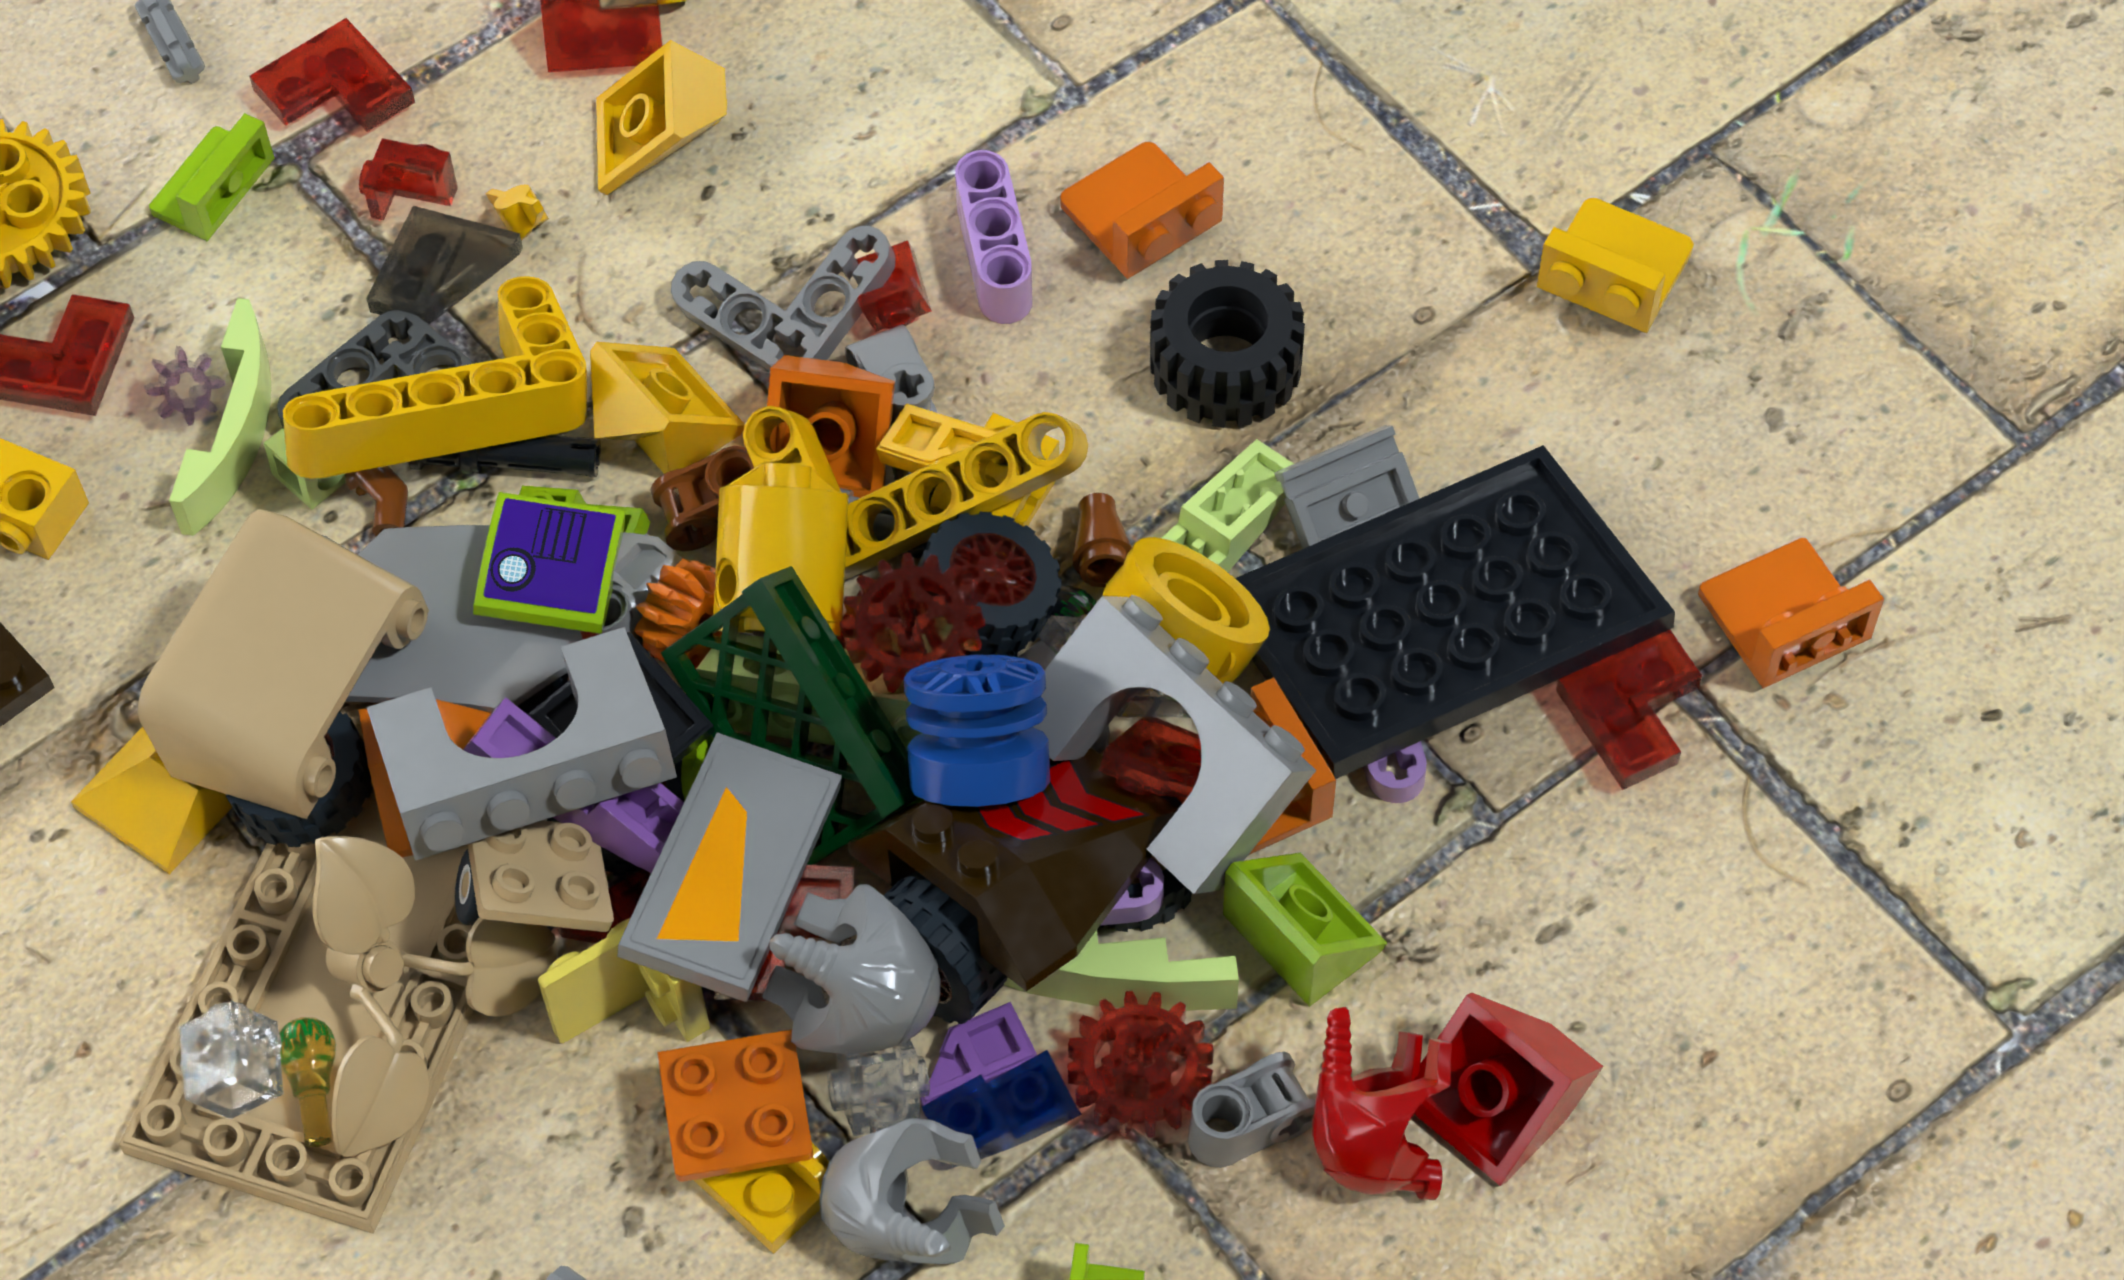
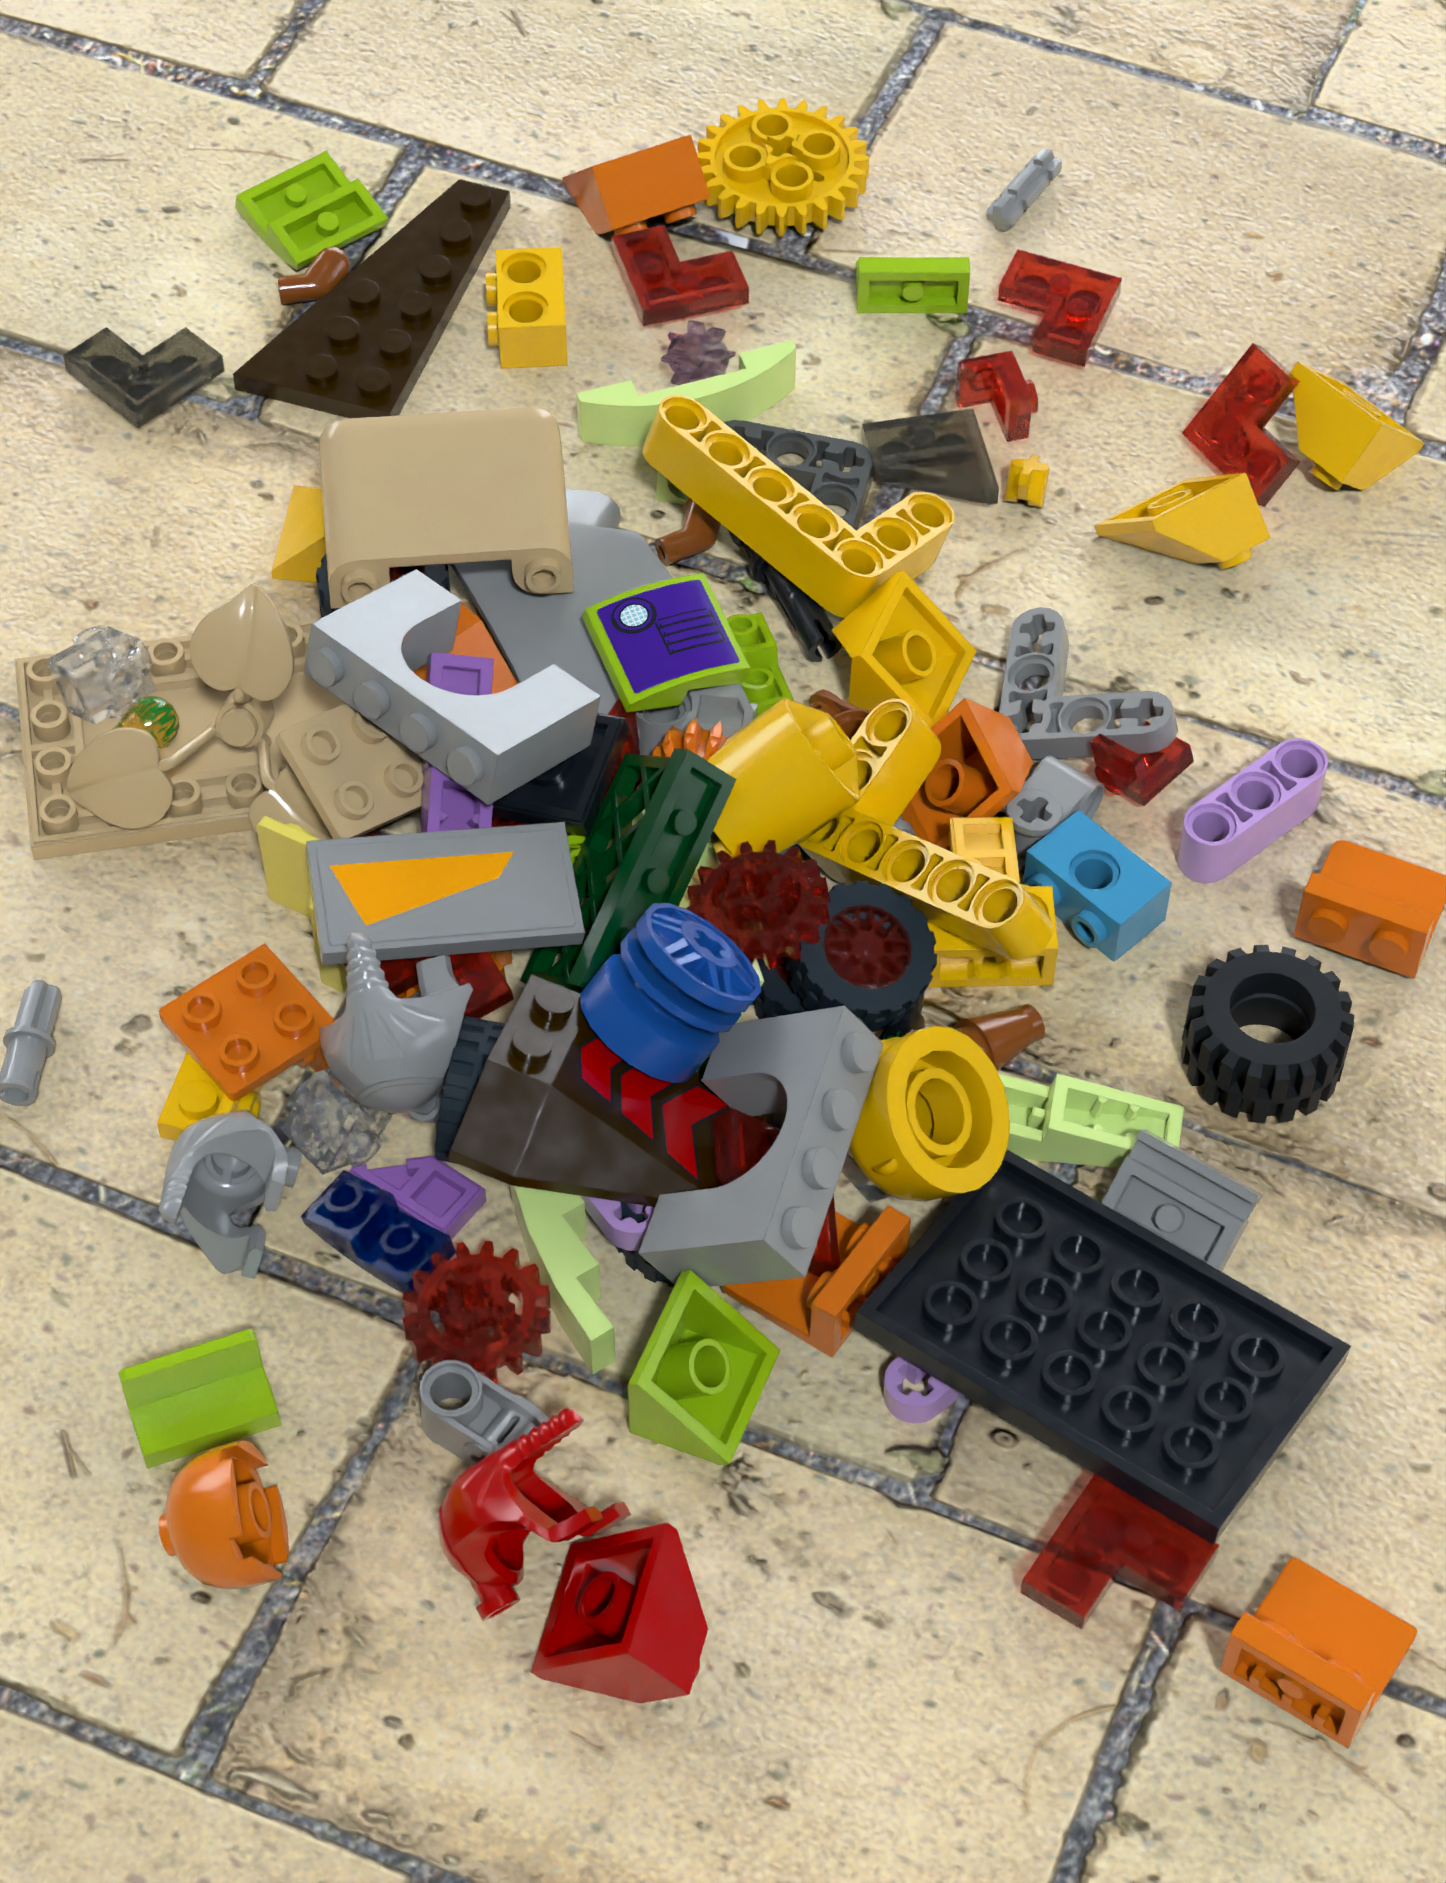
camera: 60 degrees right, 5 degrees down
(1016, 363) = (1098, 885): none -> dark azure brick

